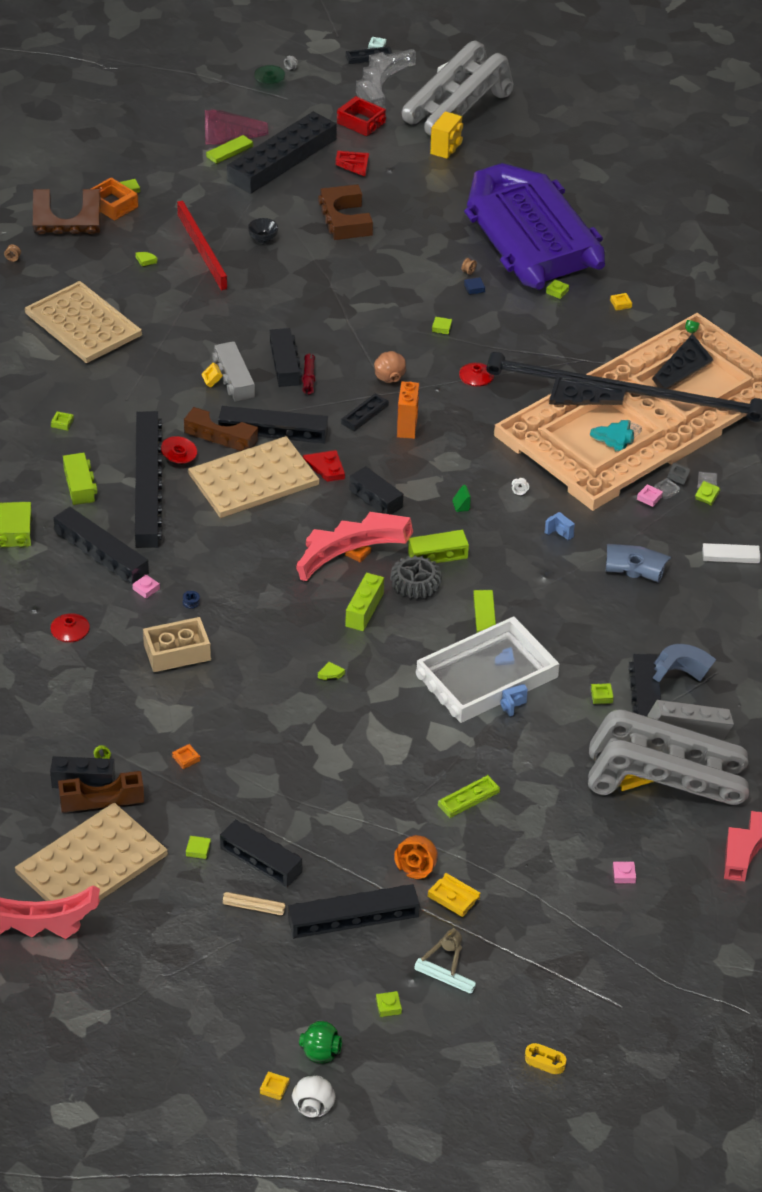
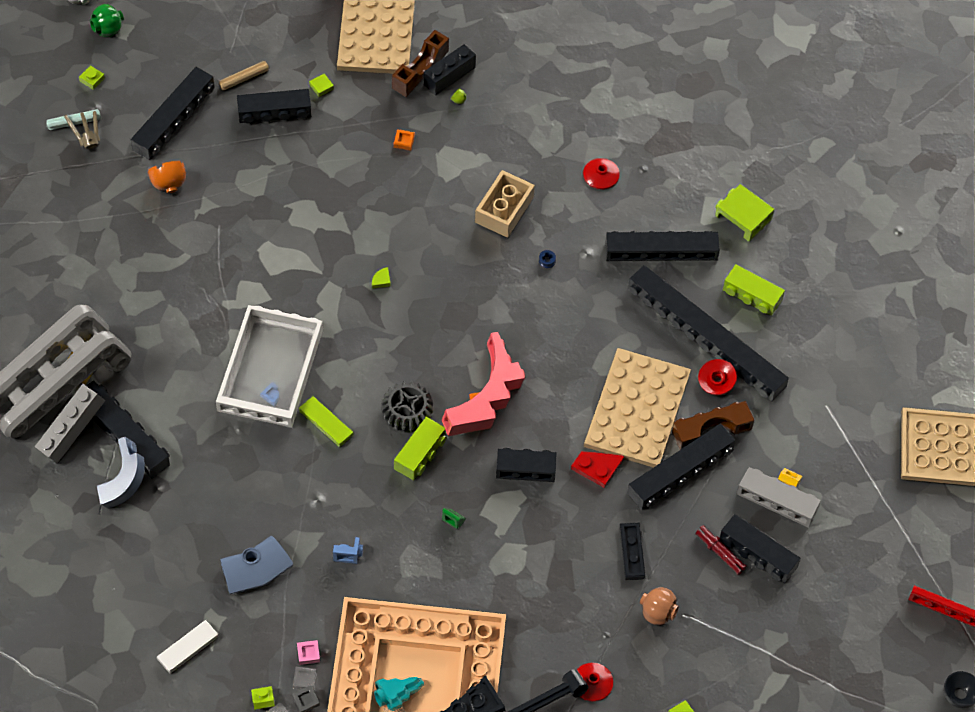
camera: 135 degrees right, 15 degrees up
(62, 420) = (841, 339): lime tile -> none
(146, 586) = (591, 245): bright pink plate -> none
(364, 601) = (419, 350): lime brick -> none
(408, 410) = (586, 562): orange window -> none
(453, 894) = (120, 174): yellow plate -> none
(468, 796) = (183, 257): lime tile -> none
(513, 697) = (225, 350): medium blue bracket -> none
(520, 490) = (423, 571): white plate -> none
(601, 693) = (166, 413): lime plate -> none
(624, 872) = (21, 281): bright pink plate -> none

